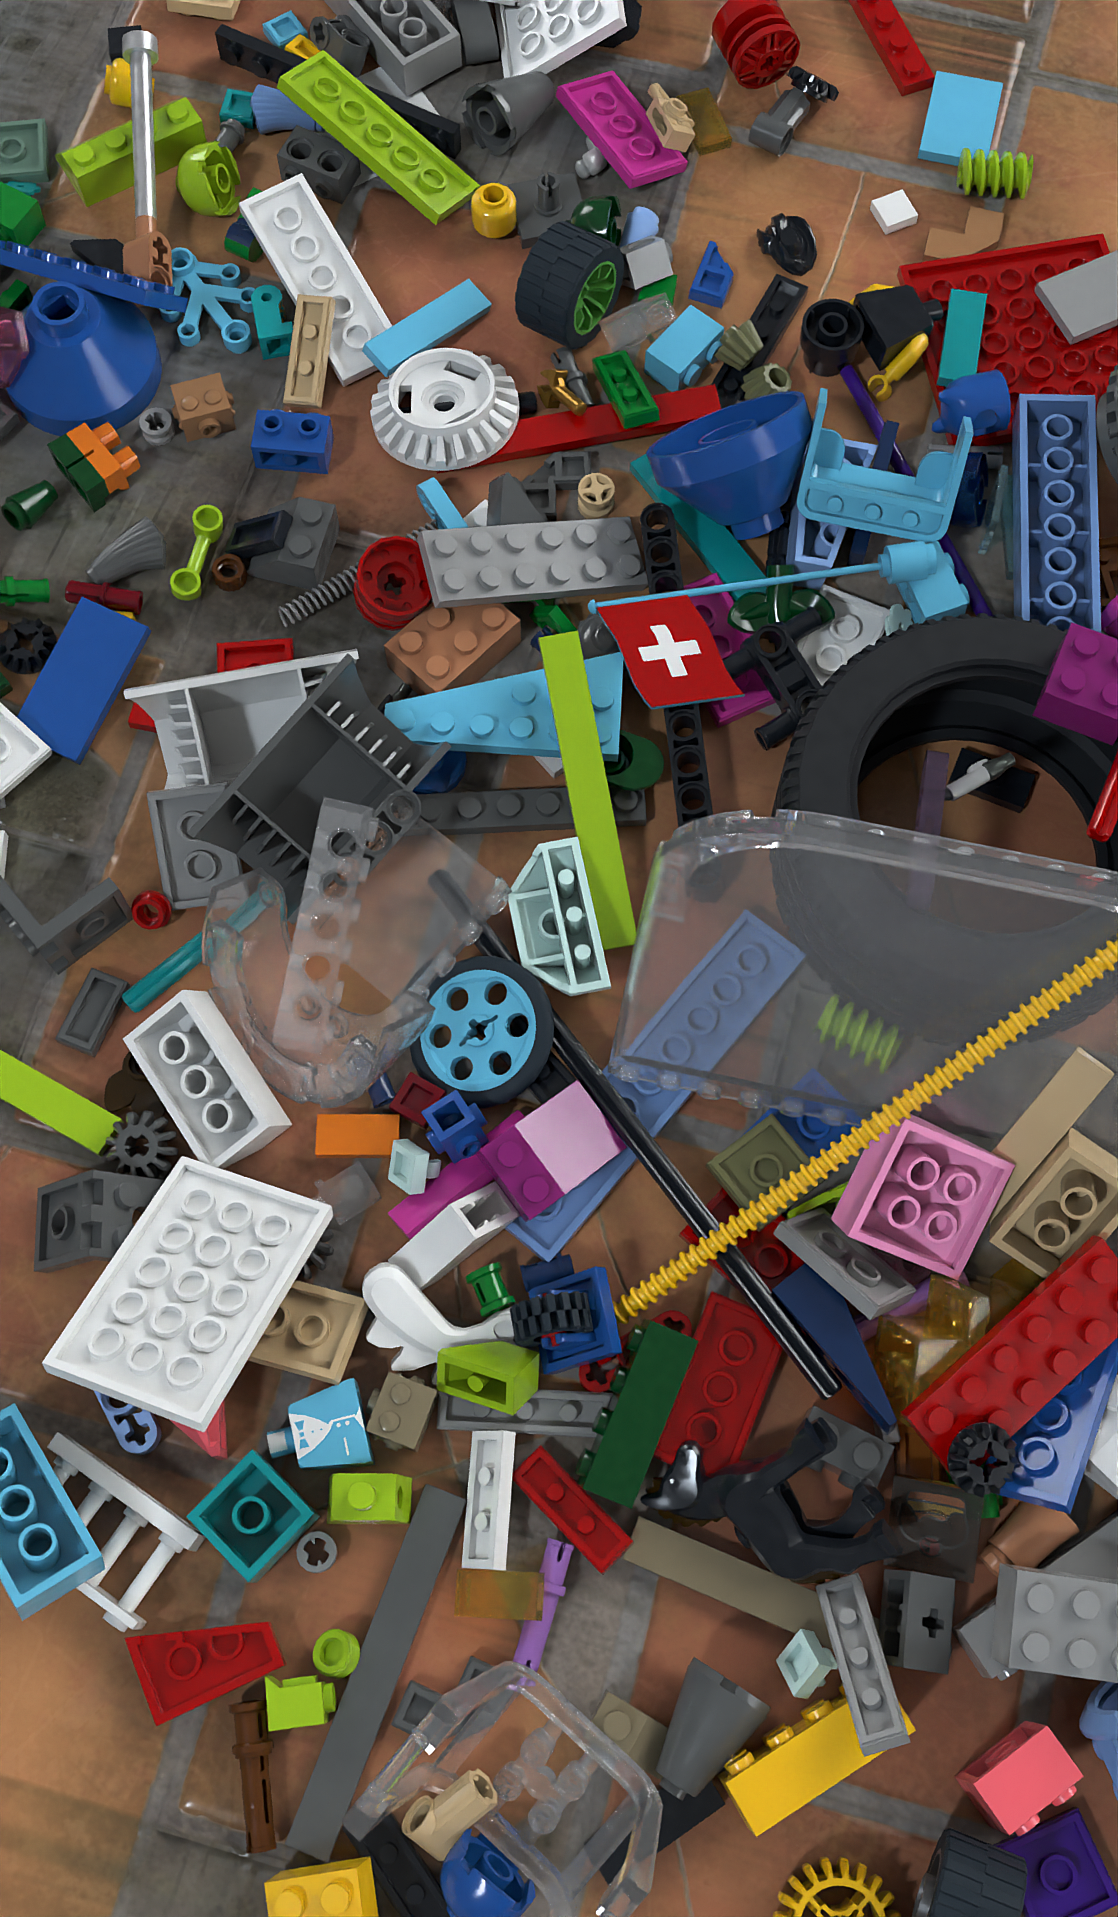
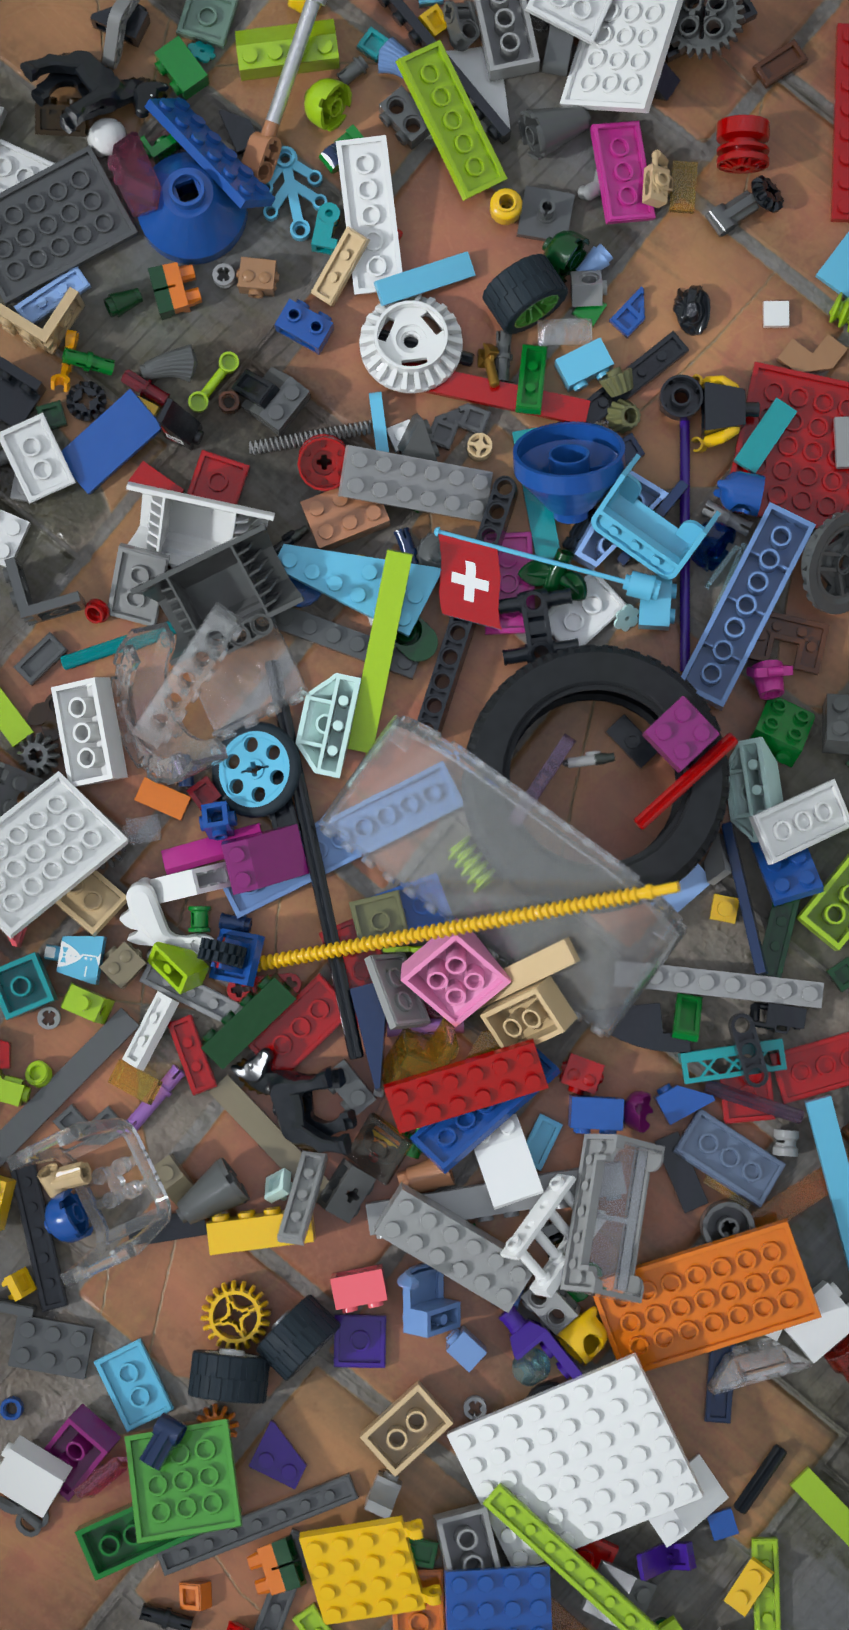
camera: 25 degrees right, 15 degrees up
(170, 613) = (179, 425): none -> black slope
(411, 1166) = (184, 831): light aqua tile -> none
(553, 617) = (415, 524): green tile -> none
(970, 1445) = (410, 1117): black gear -> none

